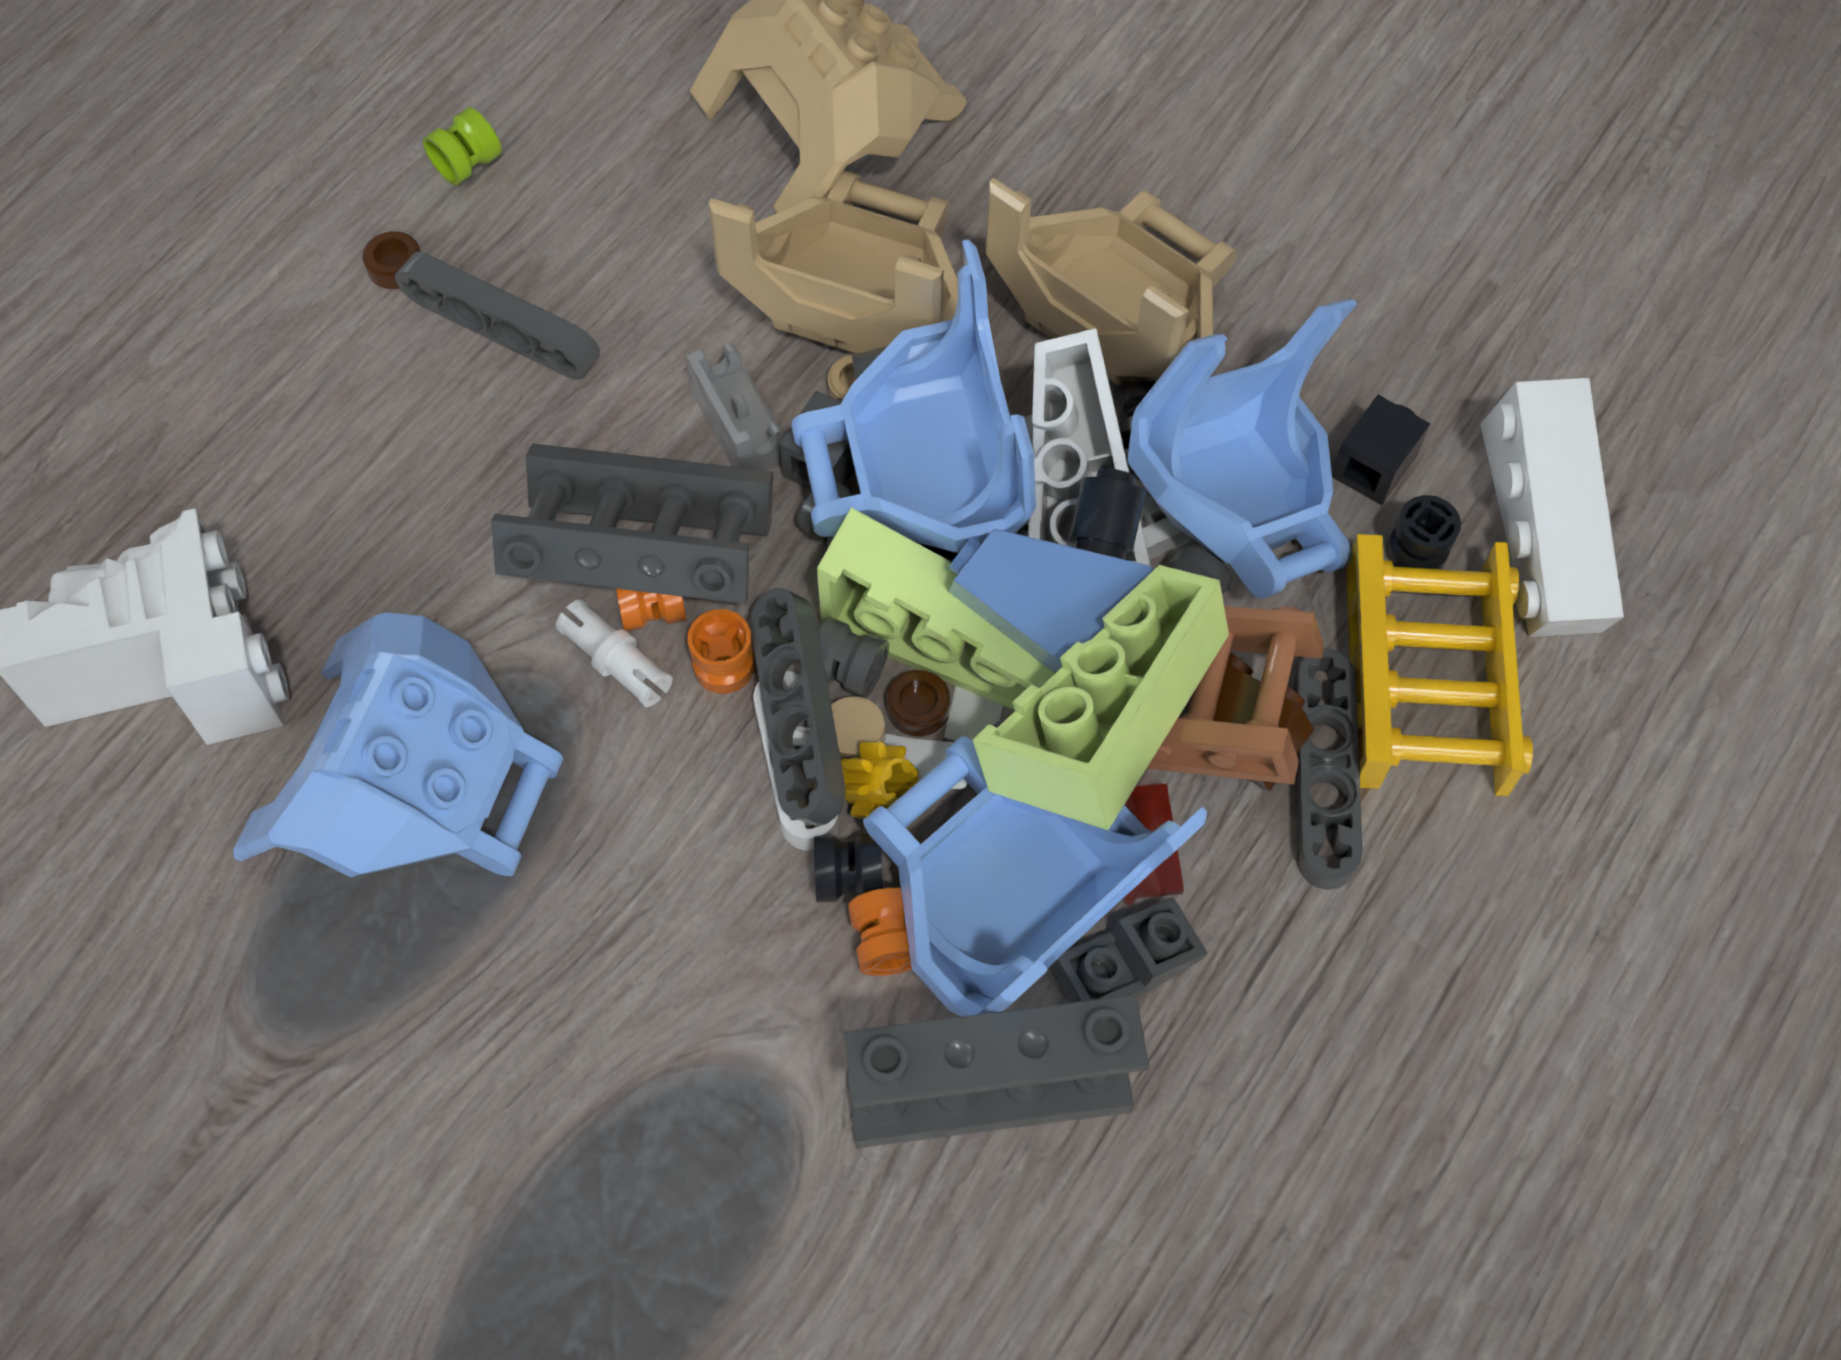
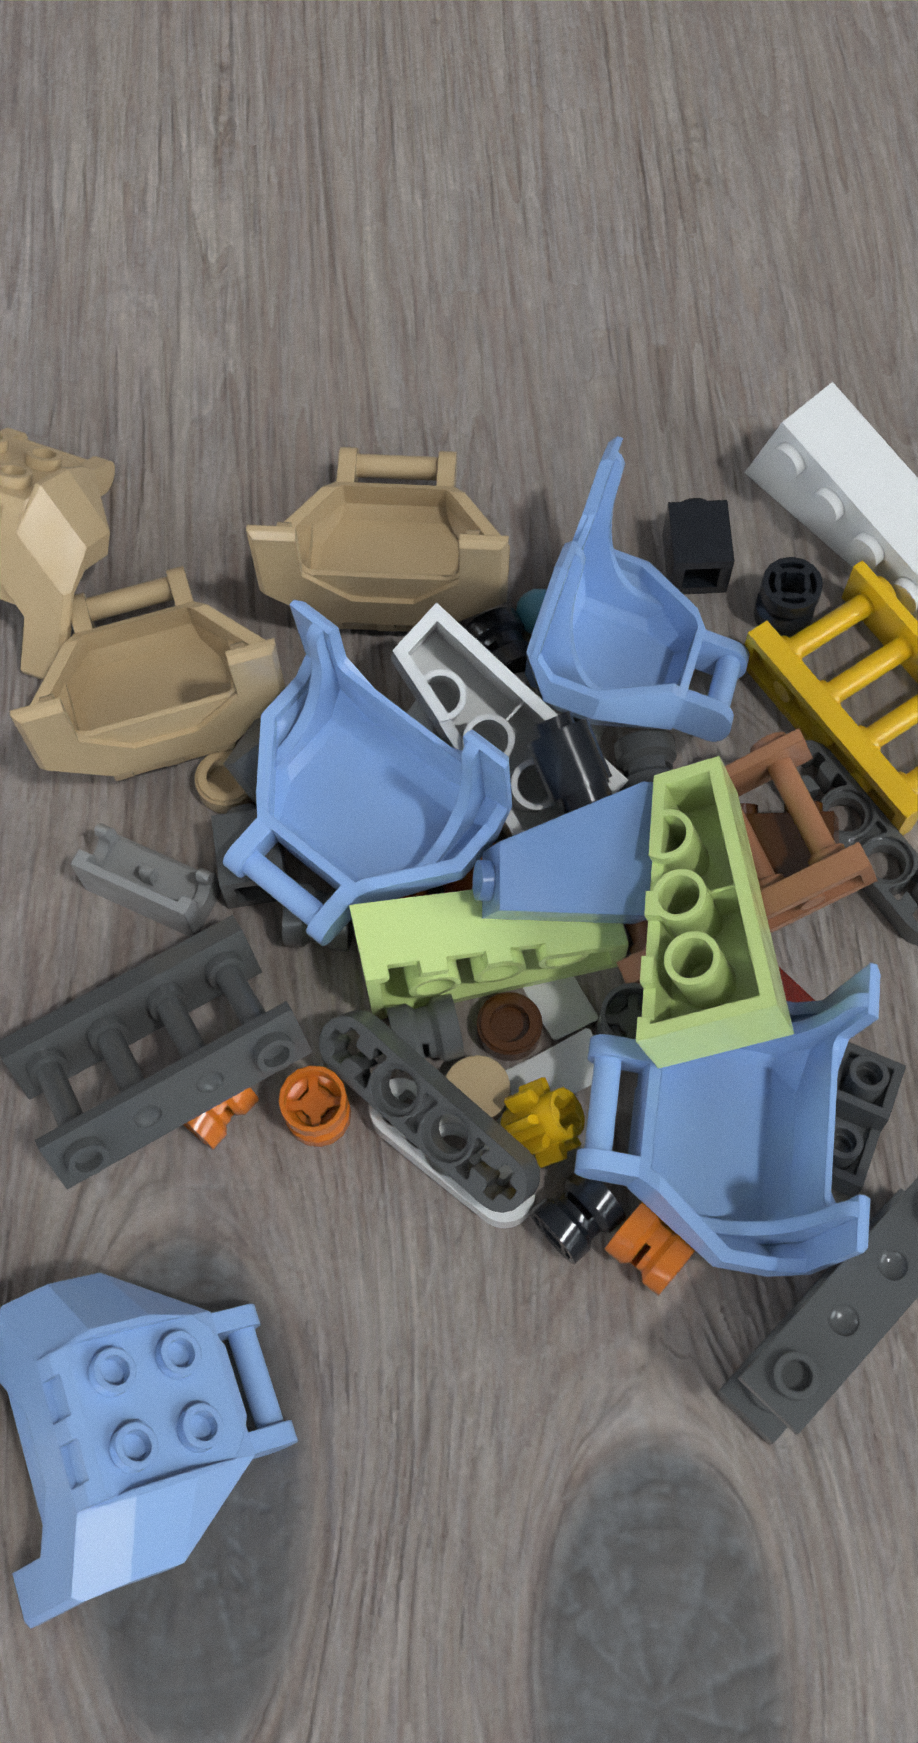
camera: 35 degrees left, 5 degrees up
(614, 652) = (219, 1176): white pin -> none

